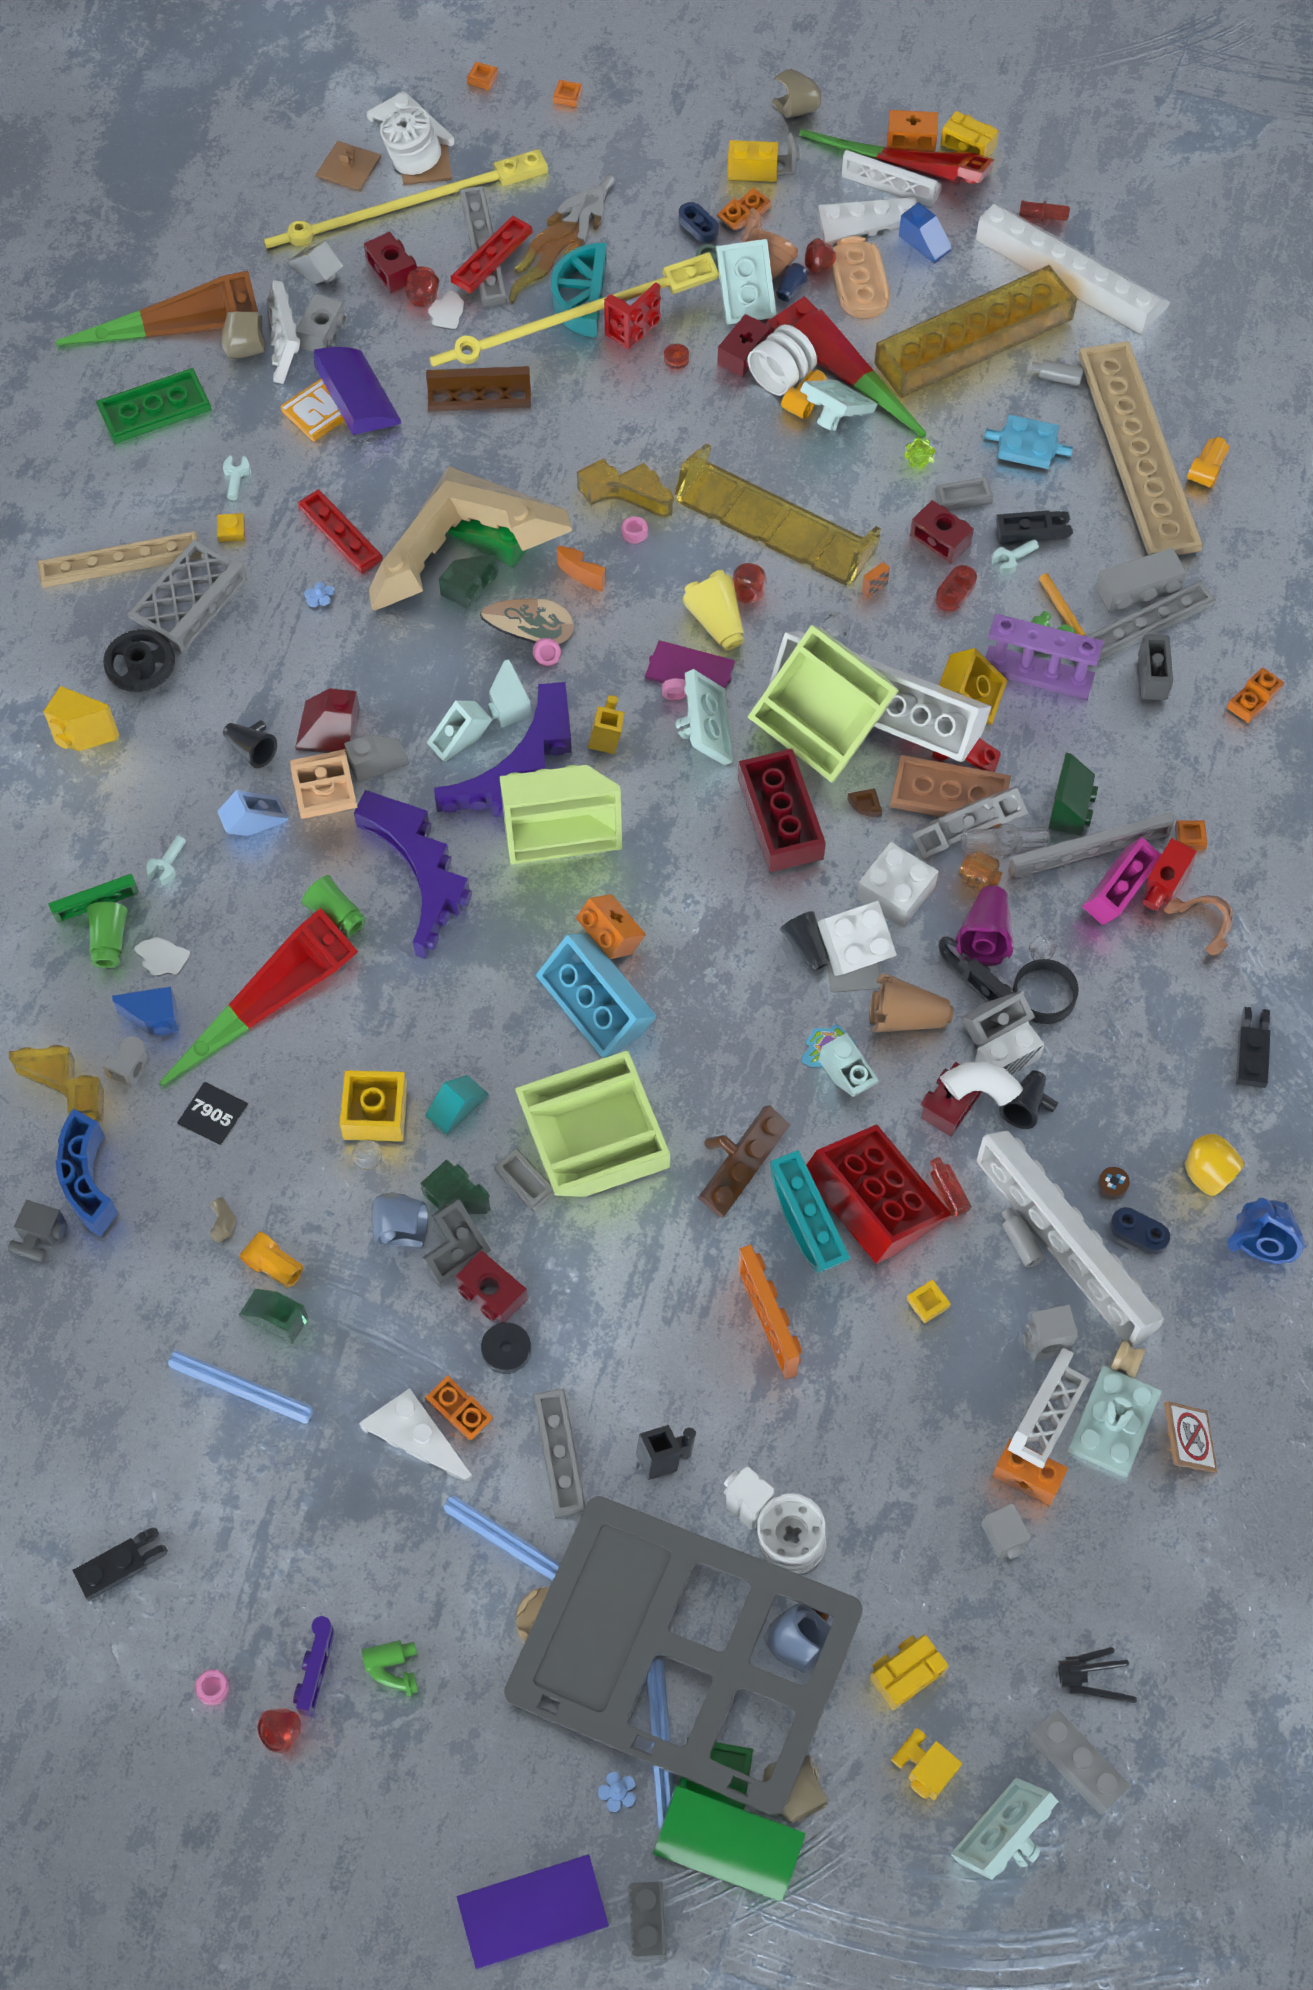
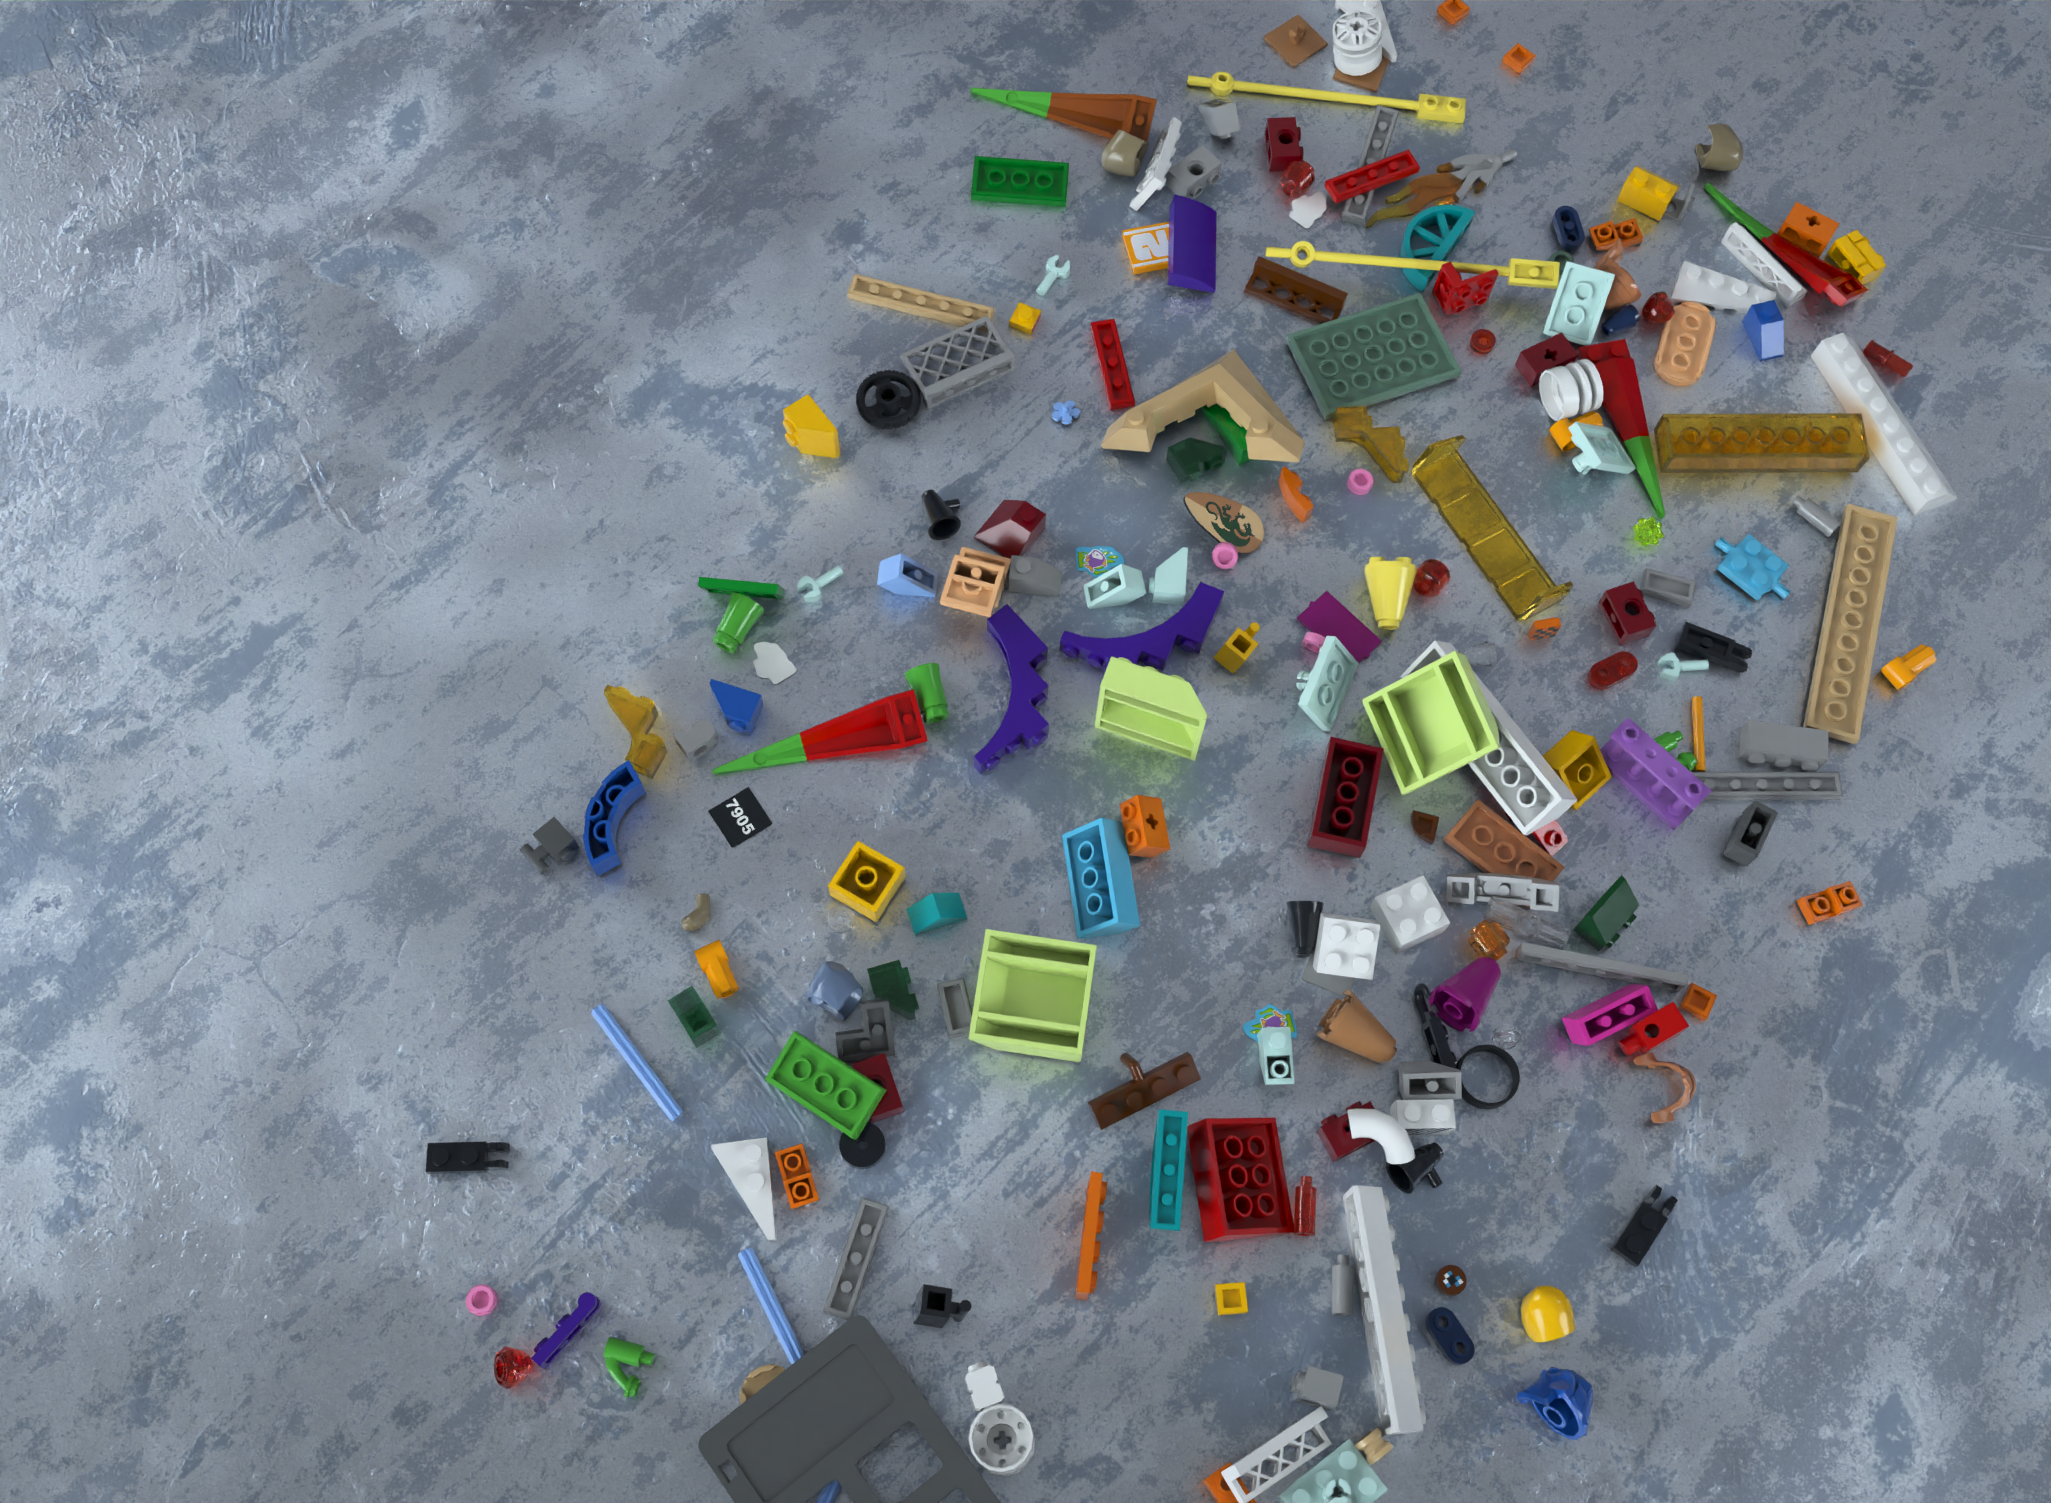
camera: 25 degrees right, 5 degrees up
(426, 713) = (1097, 559): none -> sticker
(440, 1308) = (825, 1085): none -> bright green tile
(582, 412) = (1373, 355): none -> sand green plate

